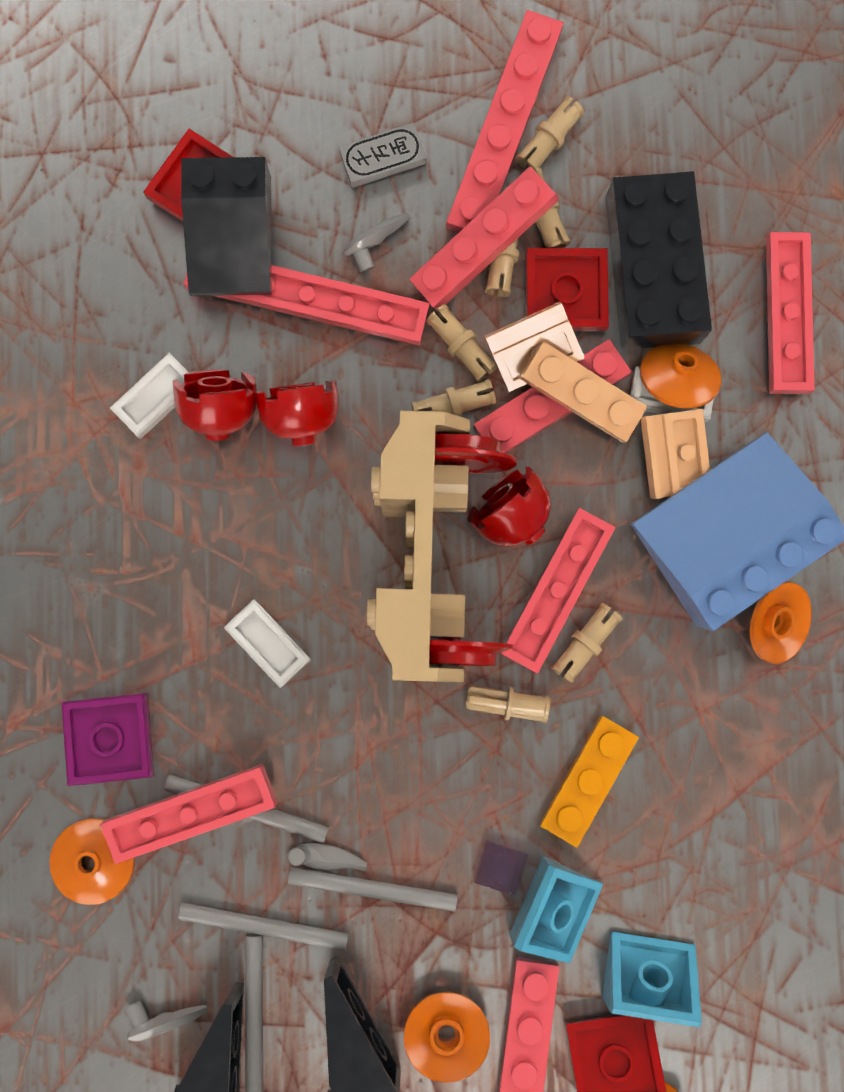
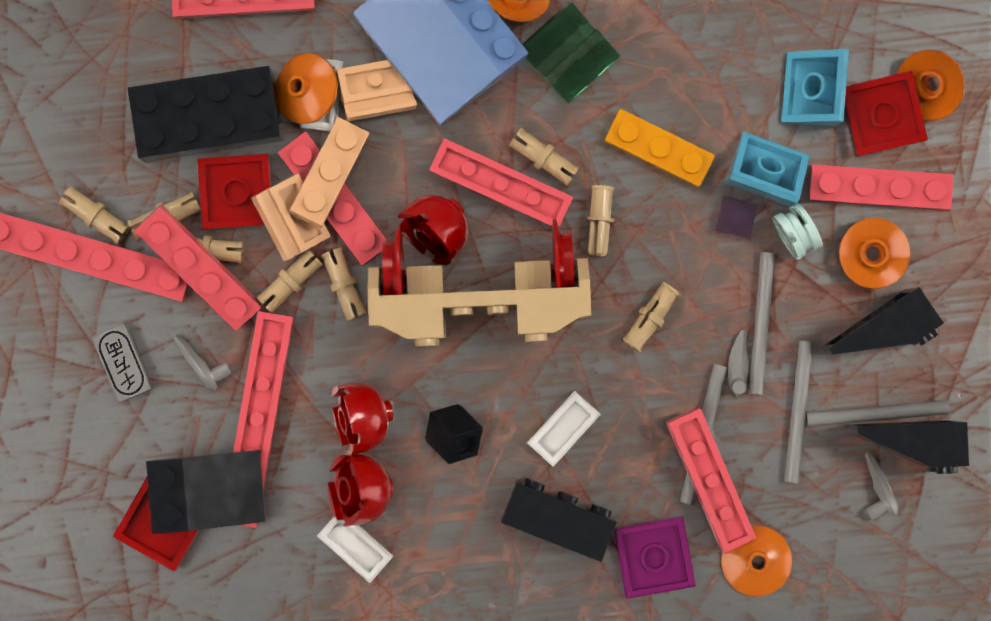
camera: 85 degrees left, 5 degrees up
(159, 630) = (559, 519): none -> black brick
(271, 515) = (453, 433): none -> black panel
(390, 756) = (651, 317): none -> tan pin
(479, 943) = (797, 231): none -> light aqua wheel
(707, 682) = (569, 52): none -> clear green slope

